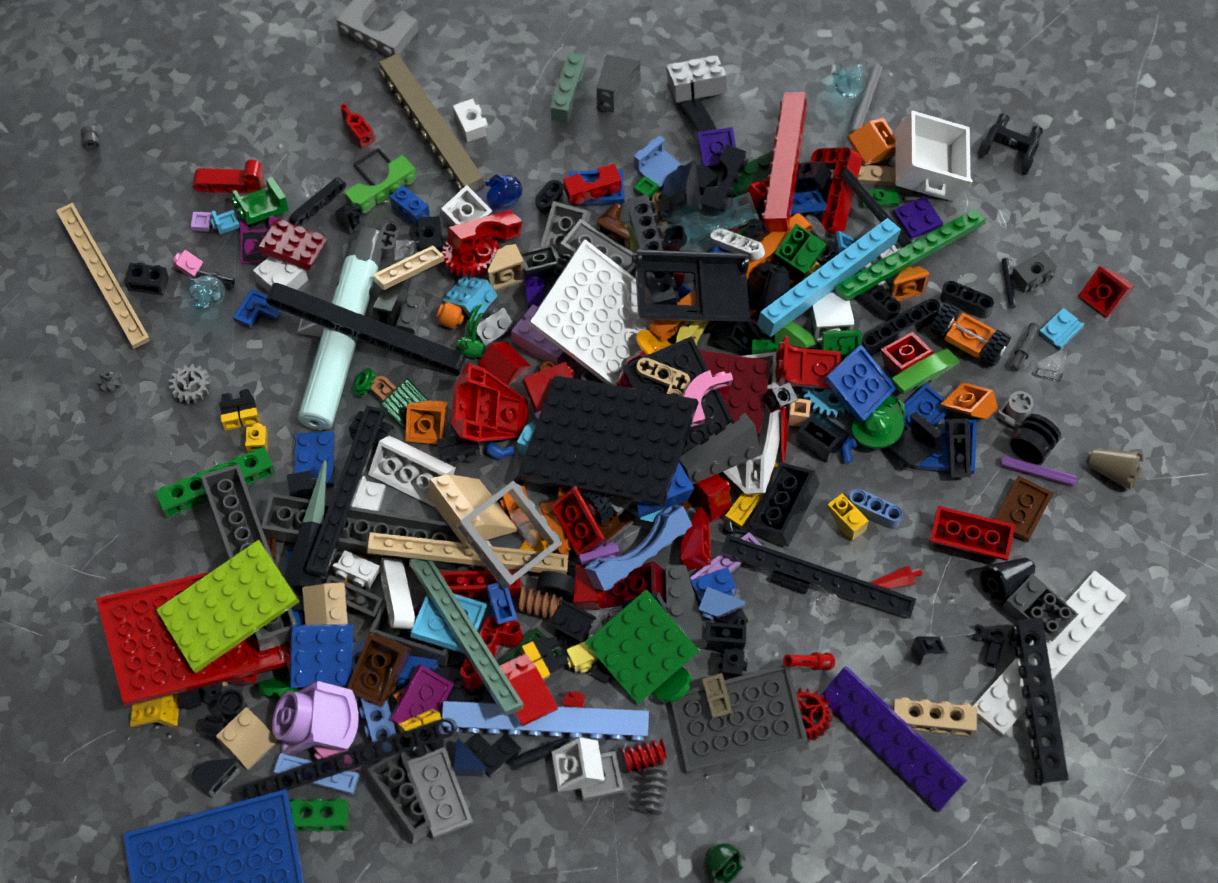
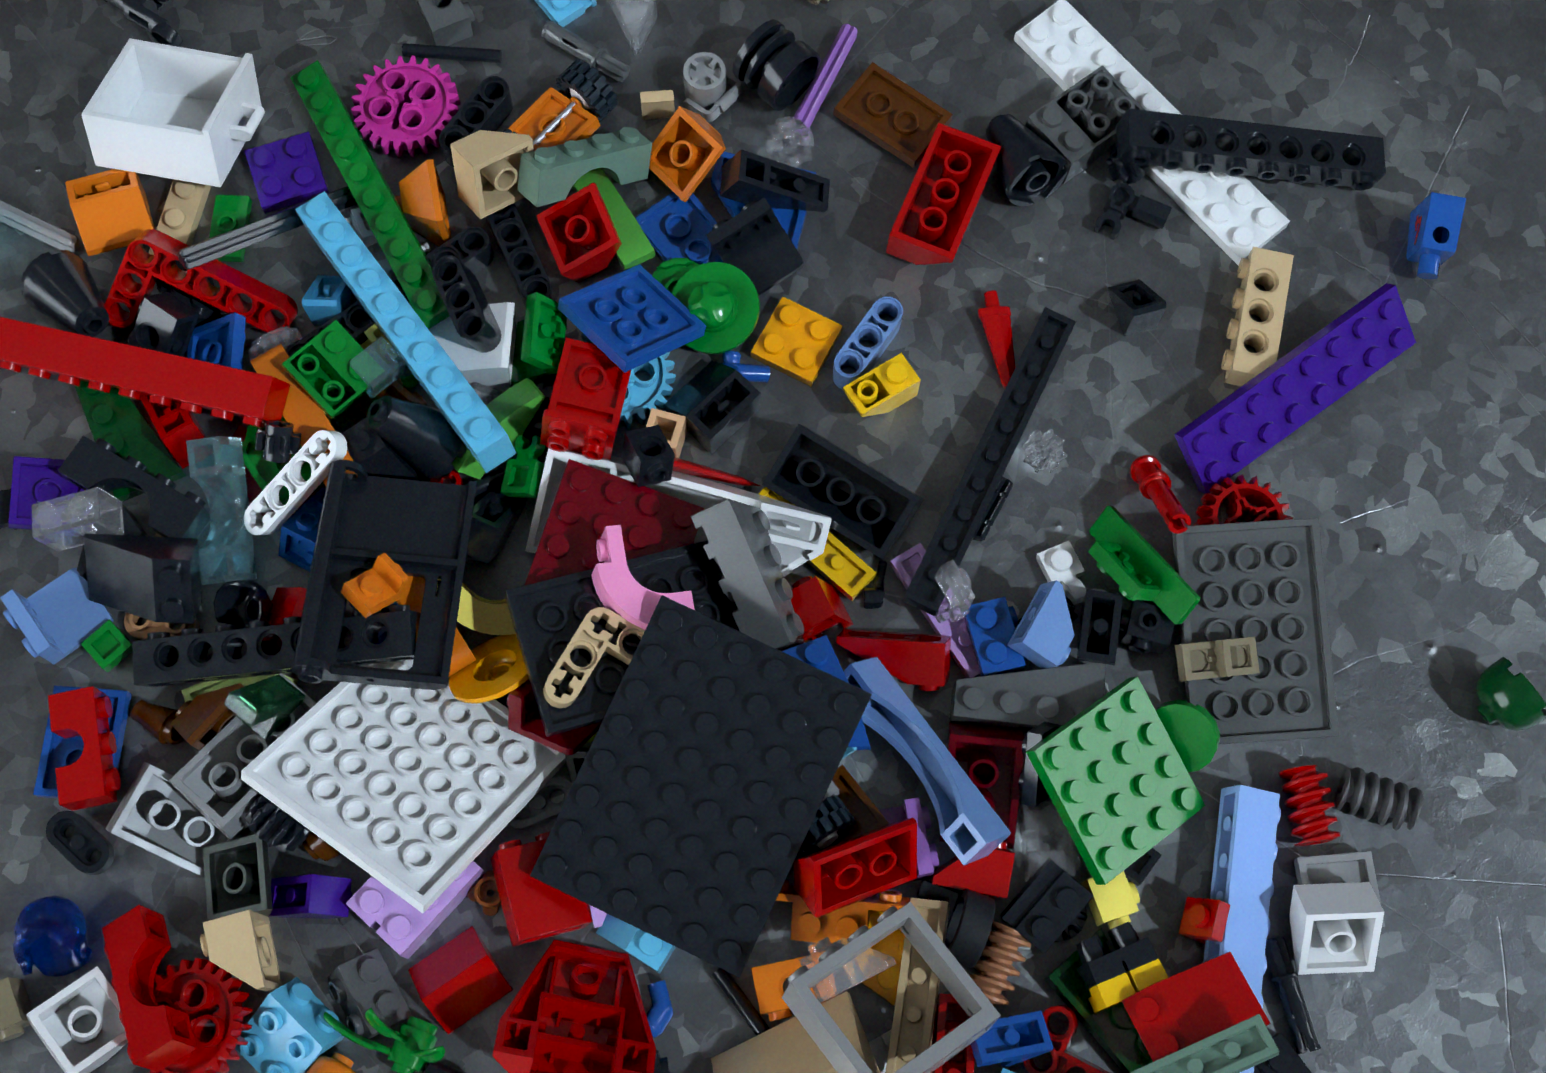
camera: 85 degrees left, 10 degrees up
(621, 249) = (265, 704): none -> clear green slope
(684, 281) = (376, 587): none -> orange bracket
(705, 158) = (66, 519): none -> clear brick
(733, 555) = (956, 587): none -> clear bracket
(761, 623) = (1063, 565): none -> white plate
(763, 649) = (1139, 567): none -> green bracket
(805, 267) = (378, 366): none -> clear light blue panel
(822, 131) = (65, 292): none -> black cone
(848, 301) = (466, 304): none -> black beam
(871, 474) = (796, 341): none -> light orange plate
(927, 302) = (489, 169): none -> tan slope
(958, 365) = (552, 171): none -> sand green arch
(969, 264) = (405, 106): none -> dark pink gear
(989, 453) = (799, 145): none -> clear brick
(999, 386) = (657, 104): none -> tan tile
(1016, 814) = (1434, 232): none -> blue torso

